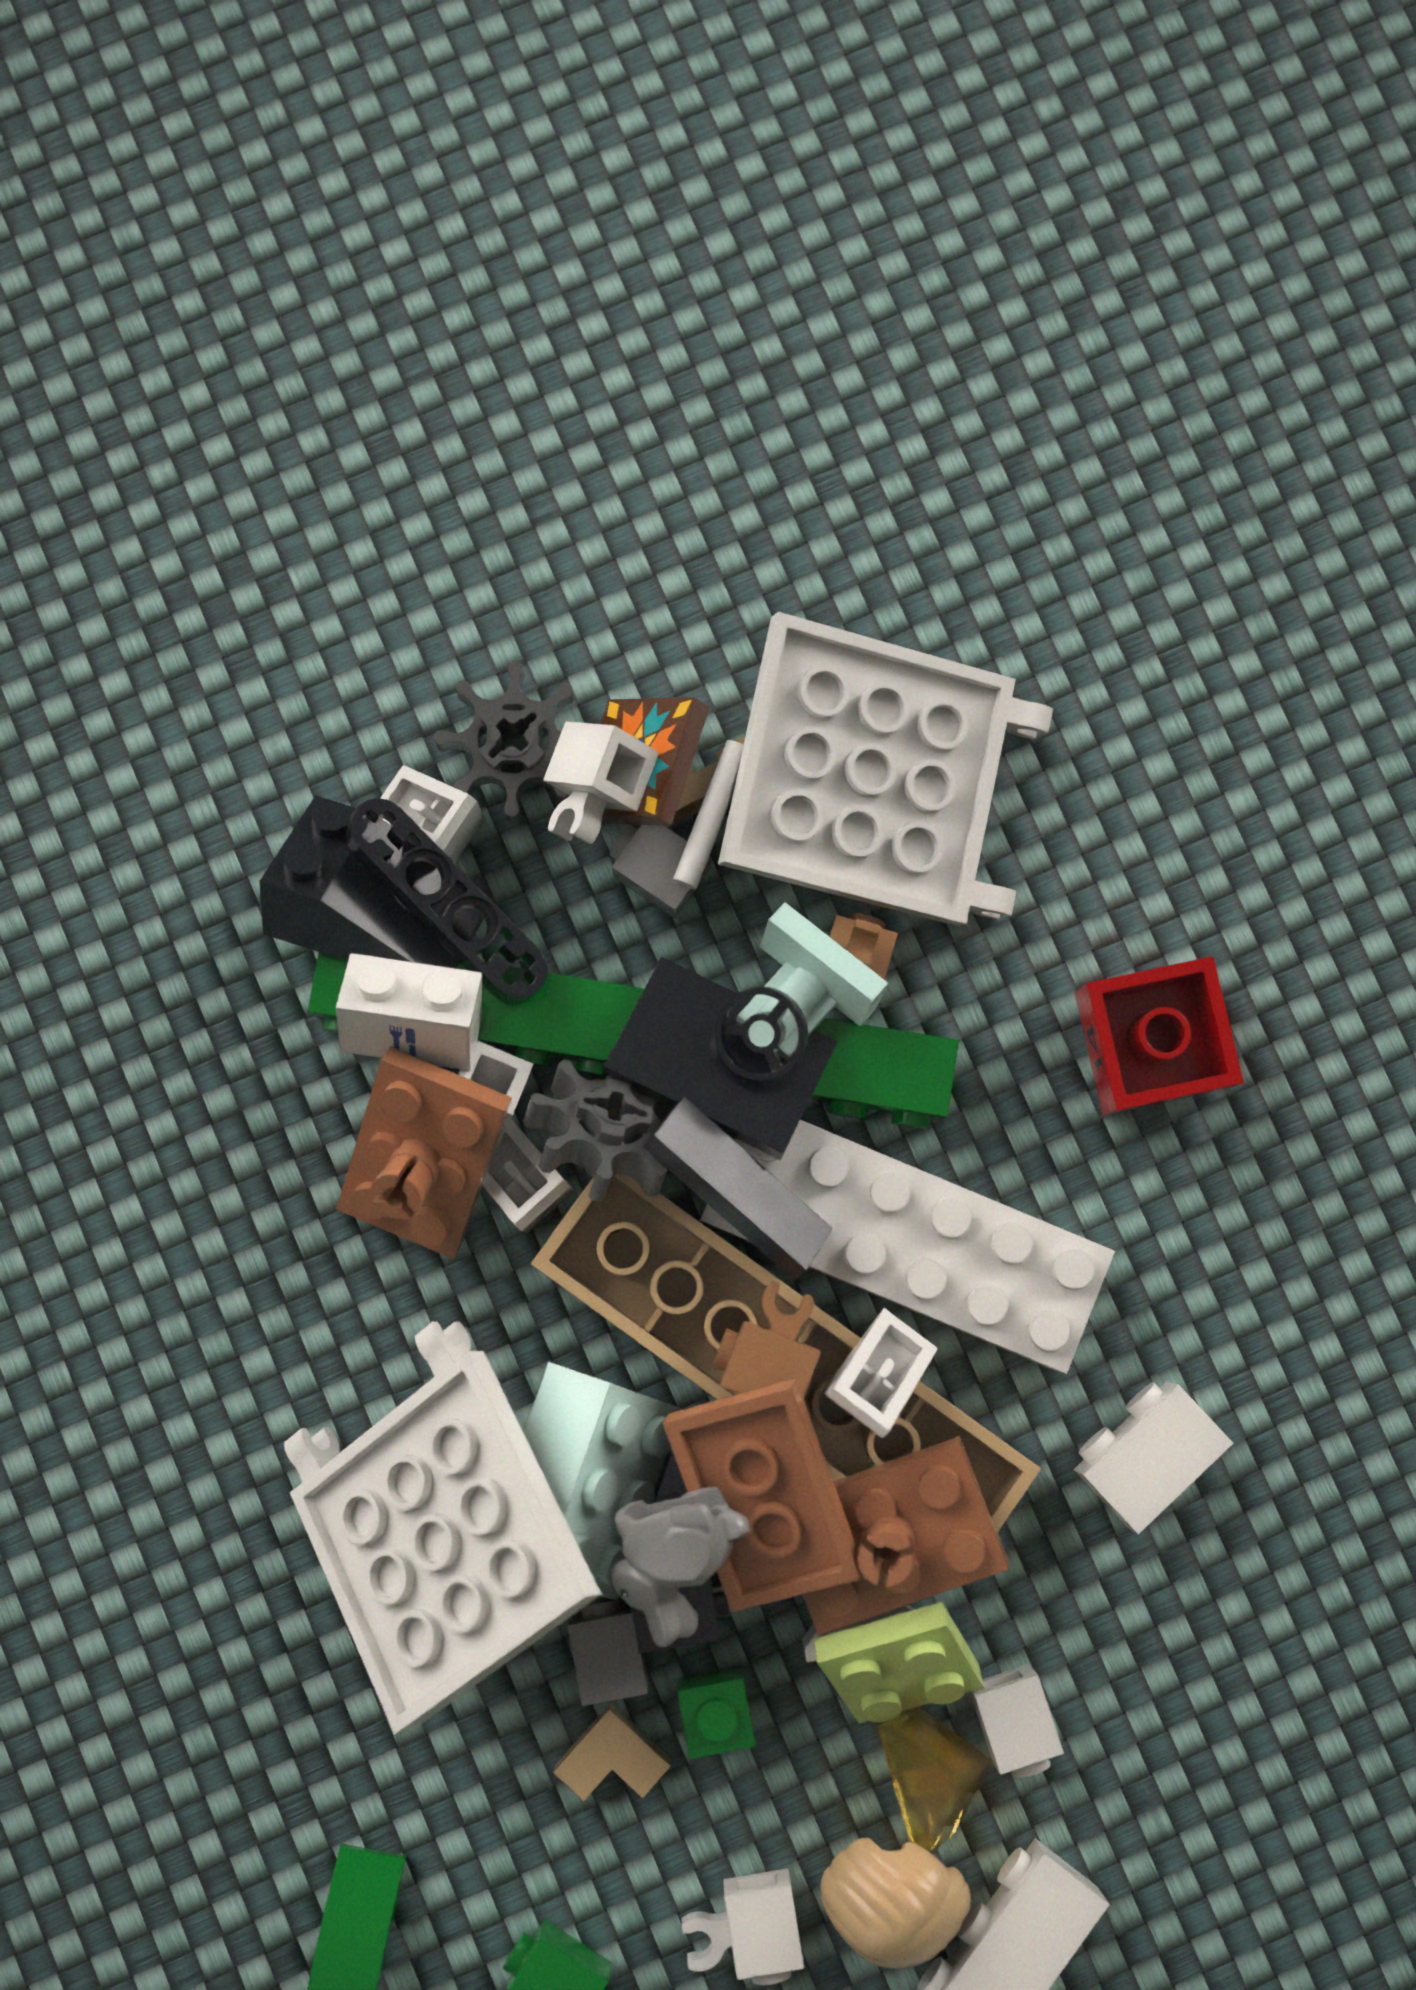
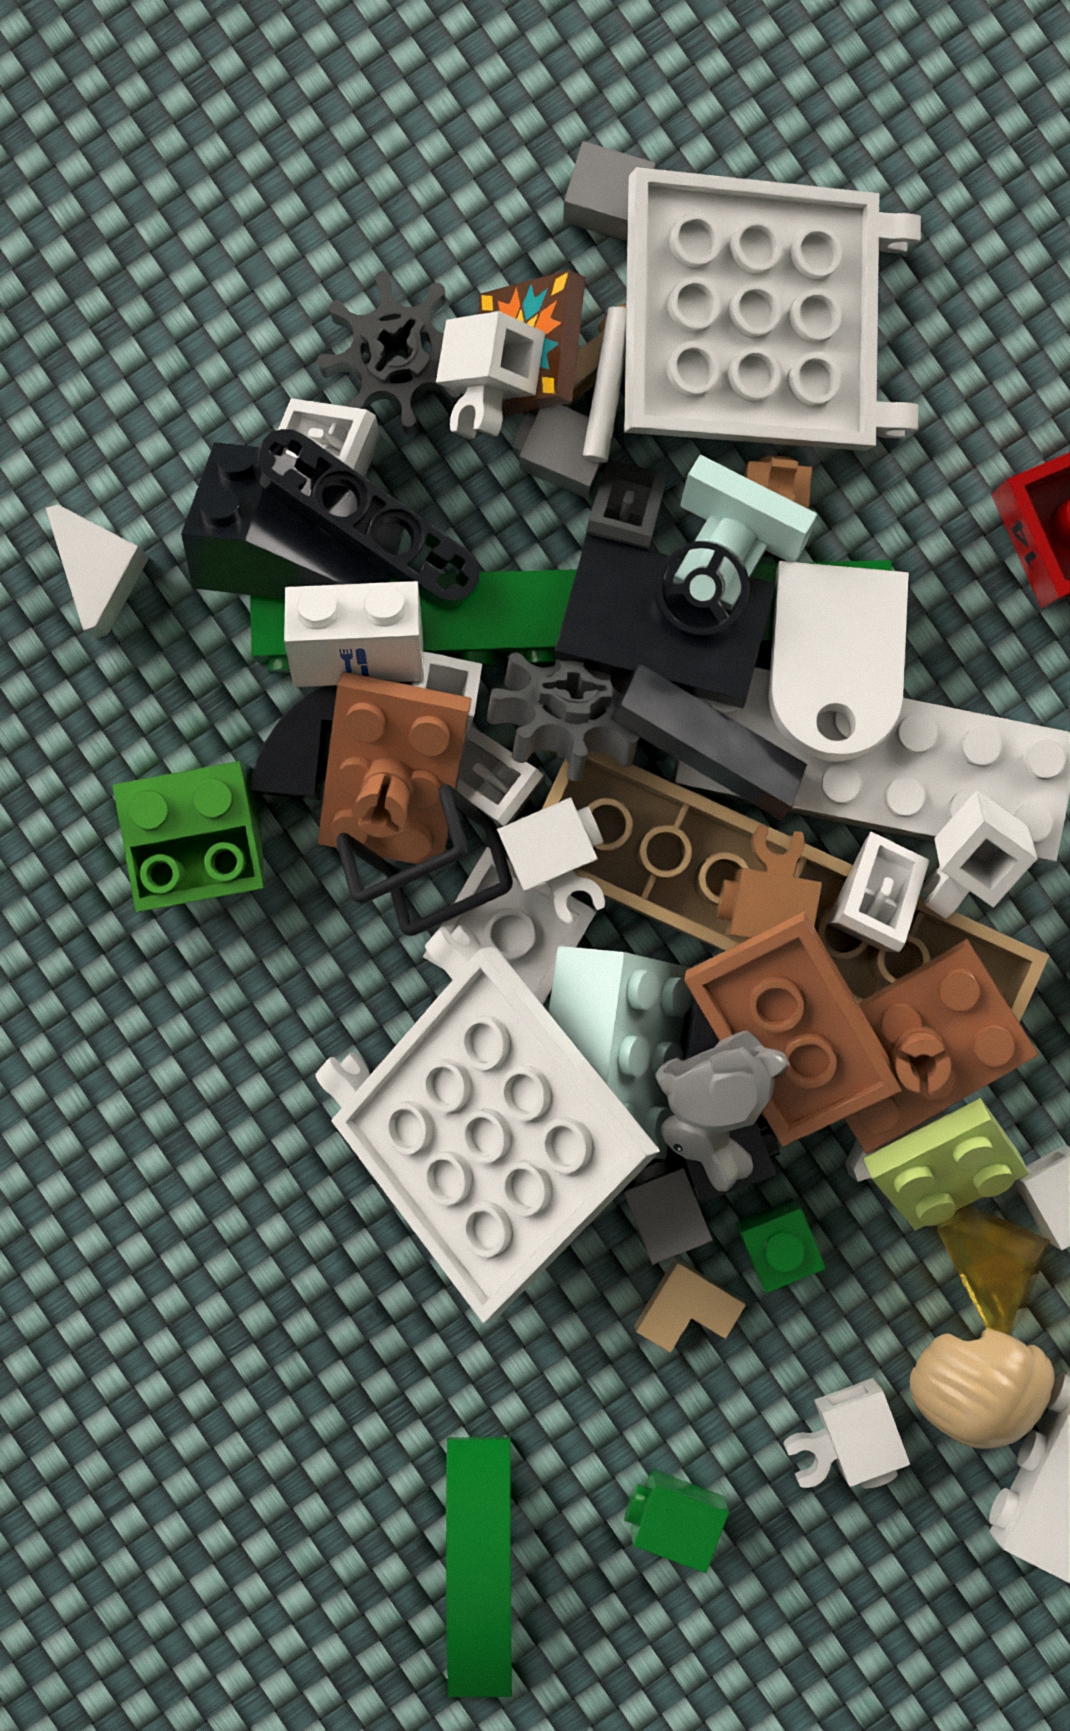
camera: 10 degrees left, 5 degrees up
(175, 895) = (97, 567): none -> white slope
(210, 1178) = (191, 835): none -> bright green slope
(333, 1112) = (295, 749): none -> black brick
(405, 1264) = (450, 800): none -> black piece
(519, 1327) = (520, 925): none -> white plate
(558, 1263) = (550, 848): none -> white brick
(709, 934) = (627, 504): none -> dark grey slope
(743, 621) = (600, 190): none -> light grey brick
(885, 1121) = (839, 651): none -> white tile
(985, 1352) = (978, 853): none -> white brick

